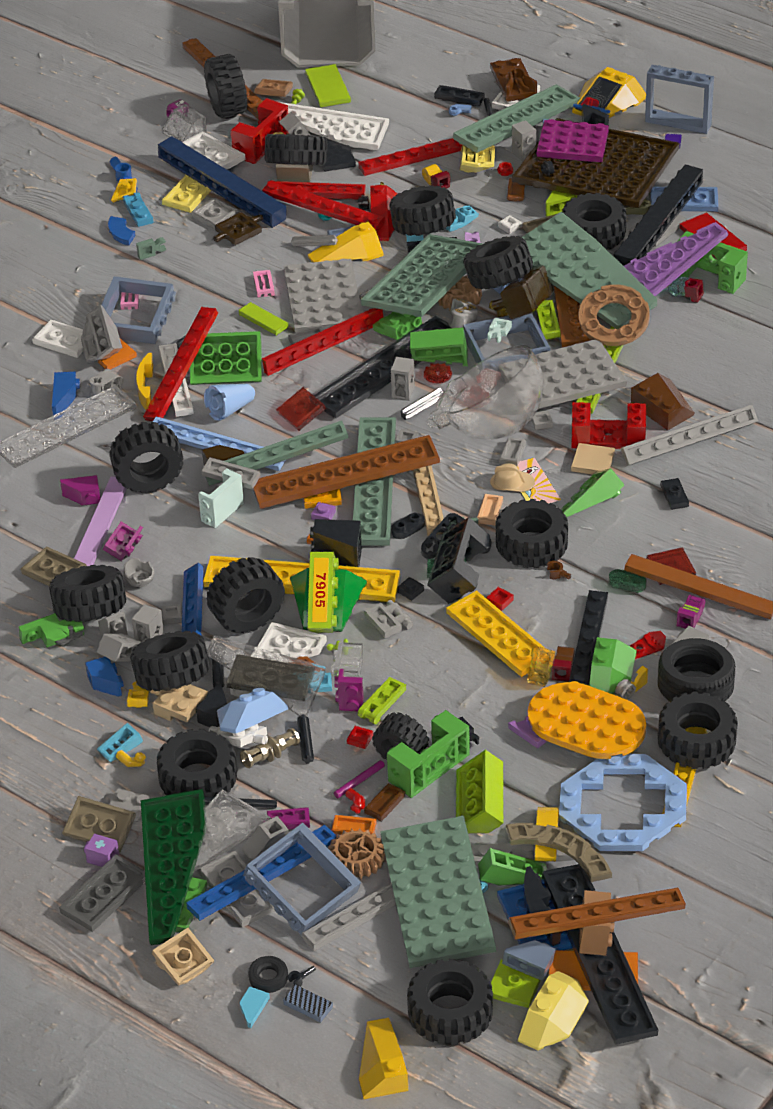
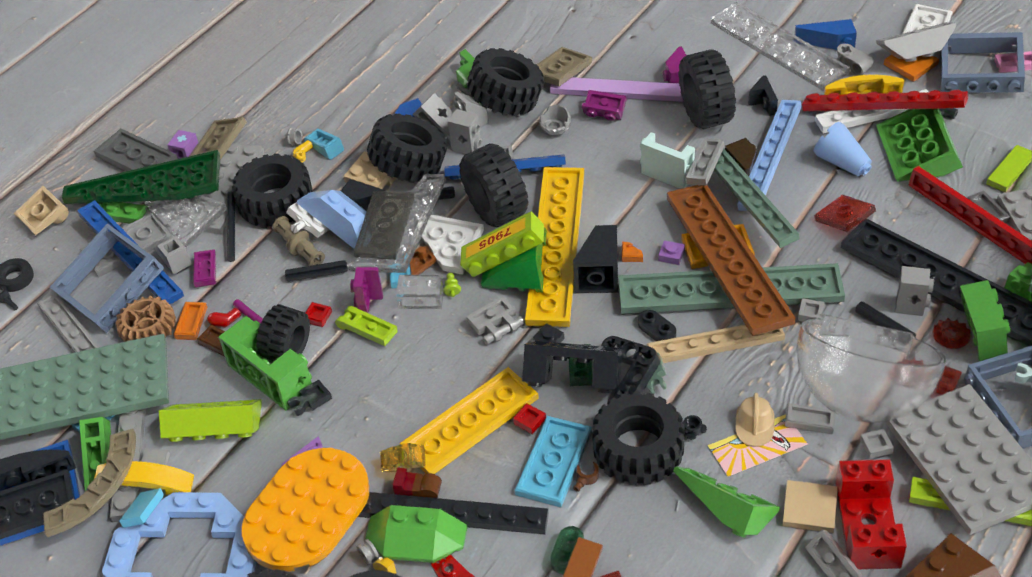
camera: 90 degrees right, 5 degrees up
(107, 765) = (293, 136): none -> light grey plate
(490, 509) = (696, 402): light nougat tile -> none
(542, 588) = (553, 461): none -> medium azure tile
(581, 825) = (141, 508): none -> medium azure tile

